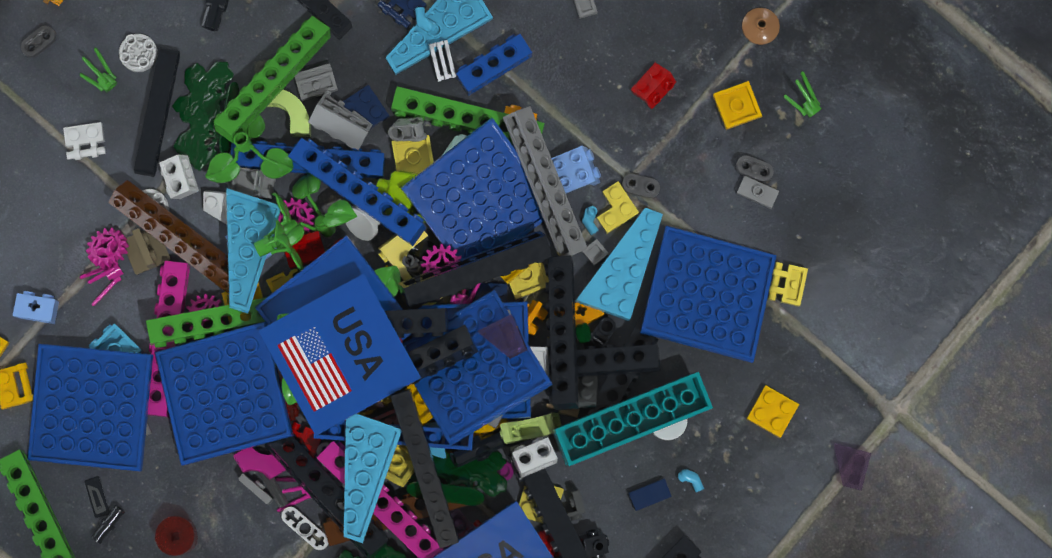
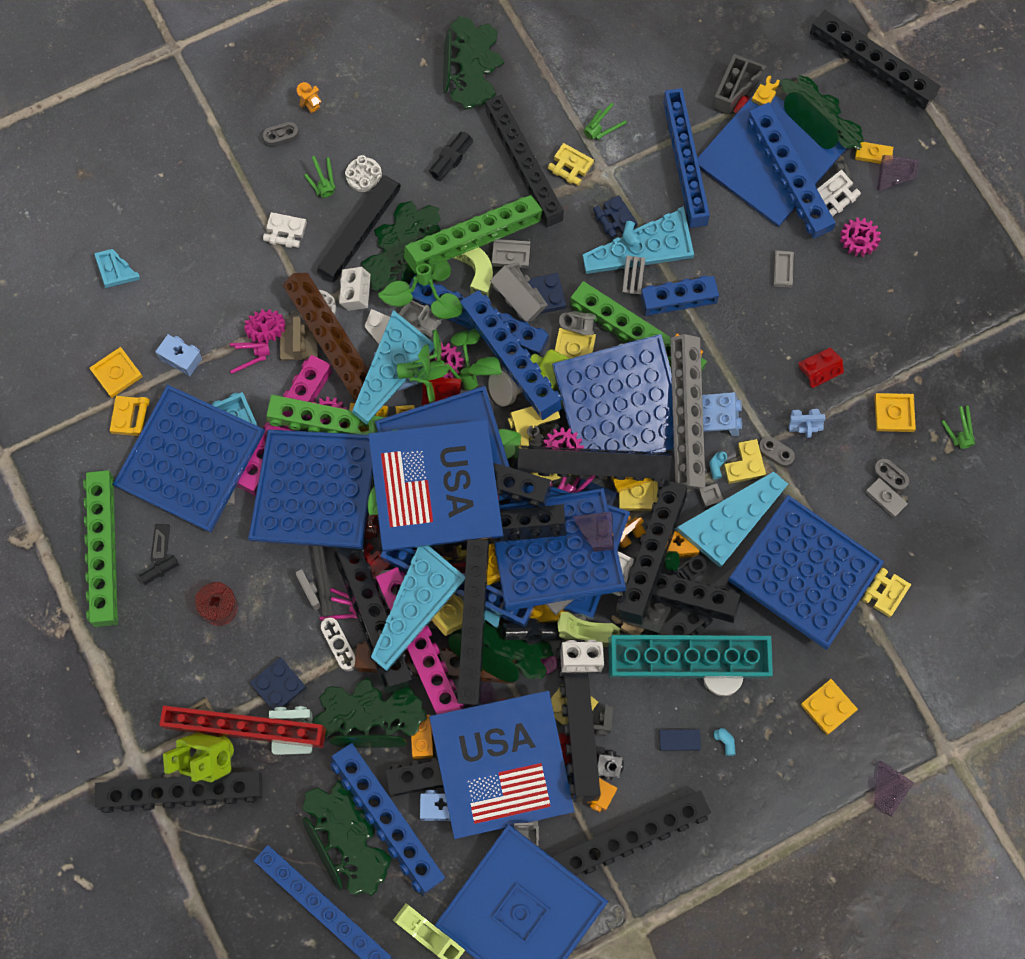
camera: 25 degrees right, 10 degrees down
(253, 461) = (314, 560): dark pink tile -> none
(658, 149) = (806, 423): none -> light blue hips
(758, 34) = (936, 357): medium nougat dish -> none

